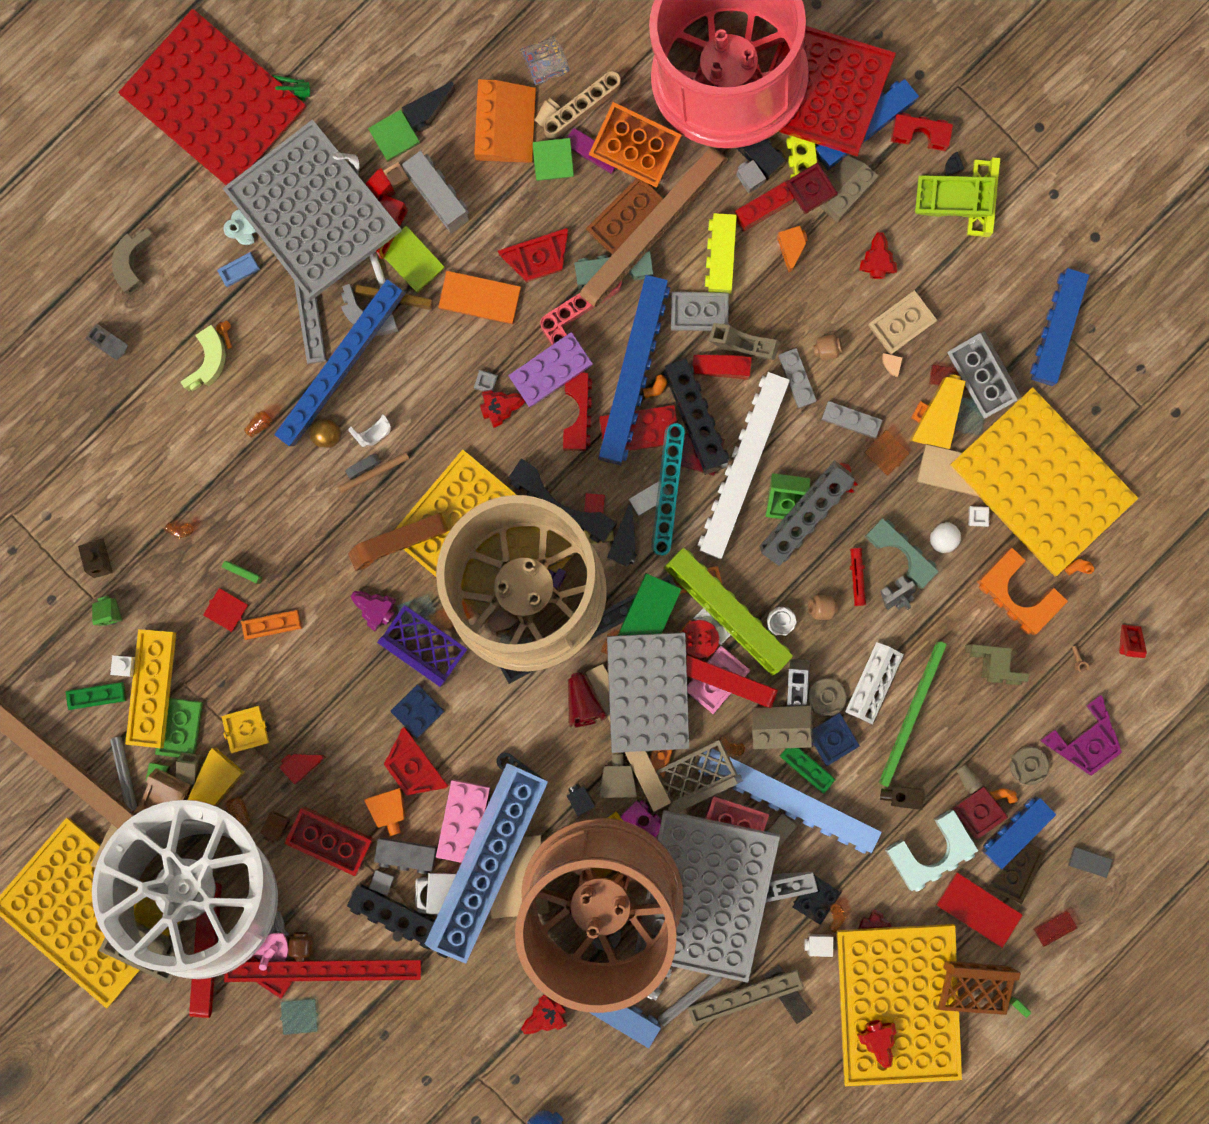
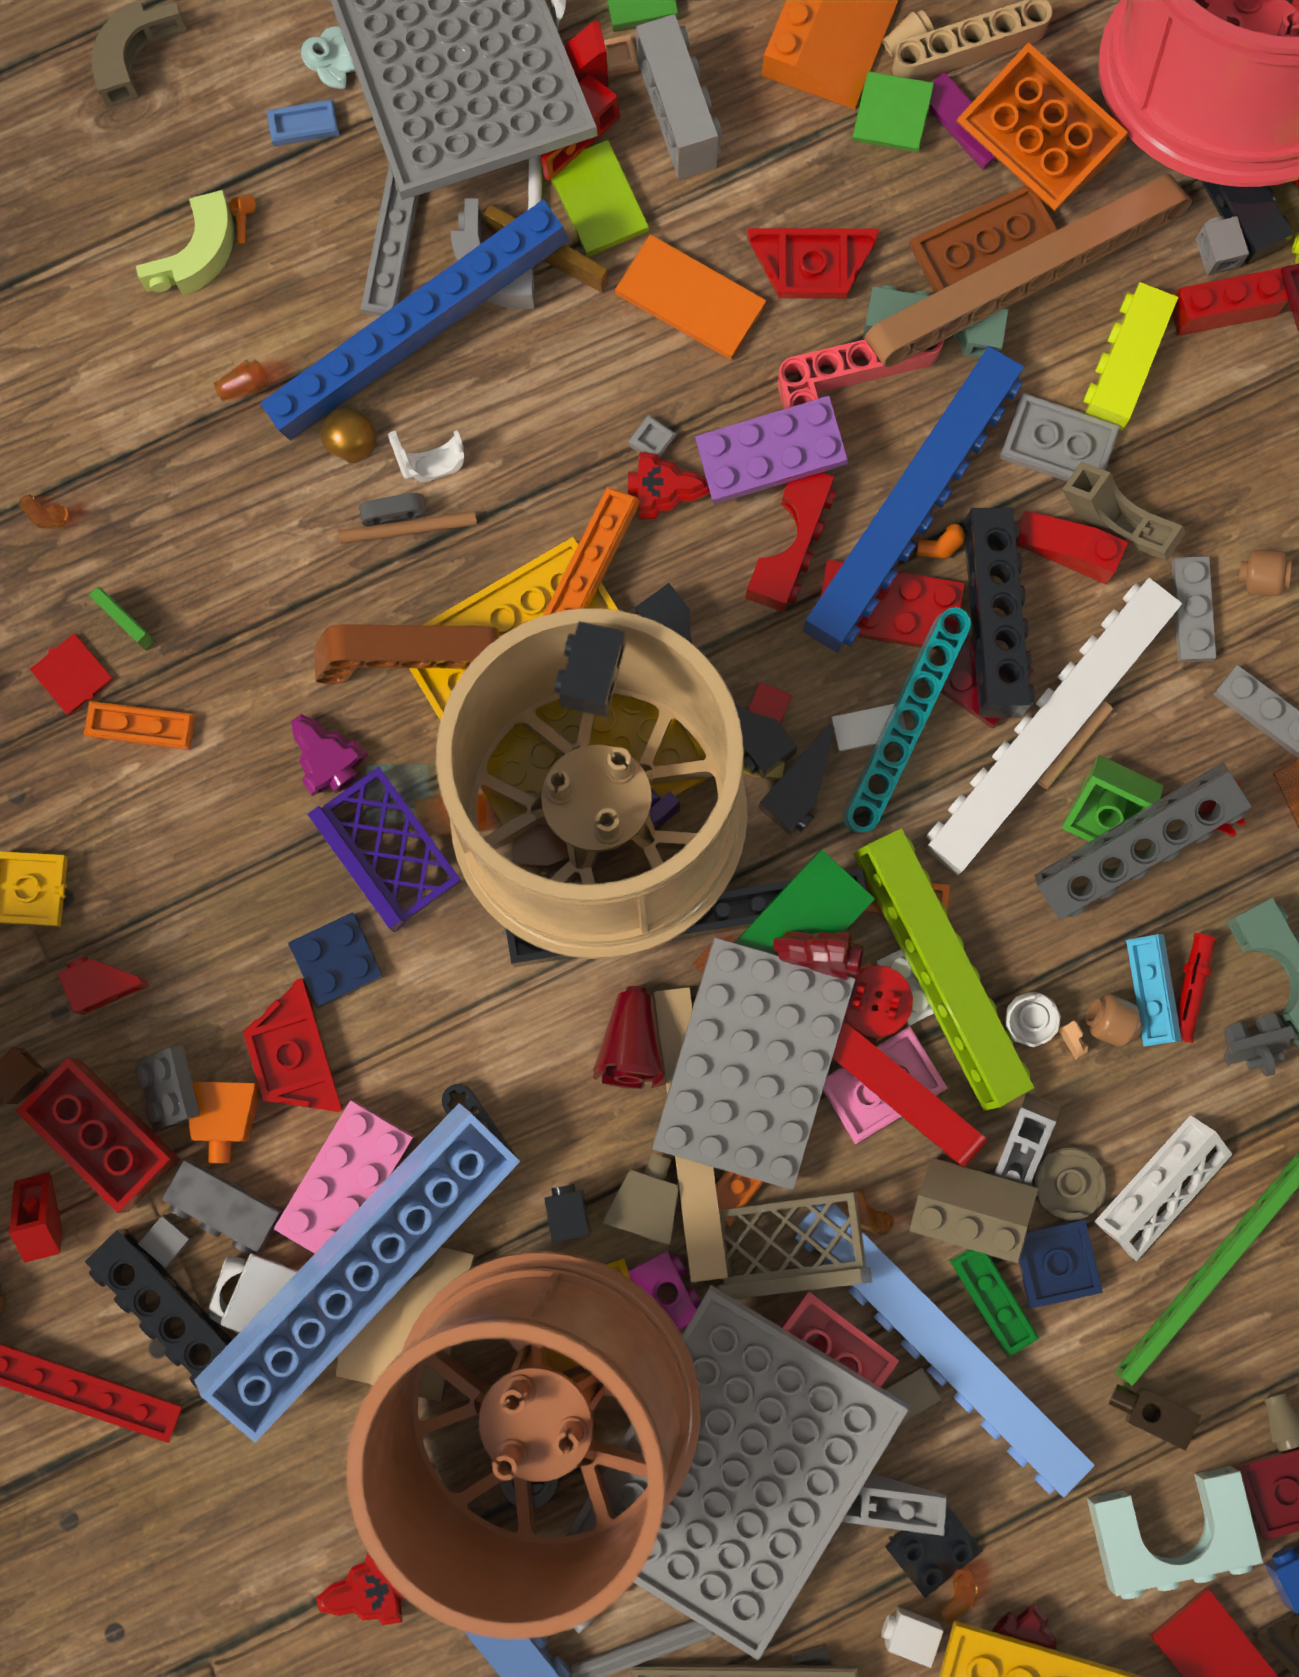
camera: 20 degrees right, 5 degrees down
(106, 342) = (41, 167): flat silver slope -> none
(312, 893) = (35, 1218): none -> red slope
(356, 806) = (167, 1088): none -> dark grey plate
(475, 464) = (594, 552): none -> orange tile
(502, 532) = (591, 668): none -> black brick
(663, 626) = (821, 952): none -> dark red rock
(759, 469) = (1074, 745): none -> light nougat bar
(791, 245) = (1256, 380): orange slope -> none
(803, 621) = (1072, 1036): none -> light nougat tile
(838, 585) = (1154, 990): none -> medium azure tile

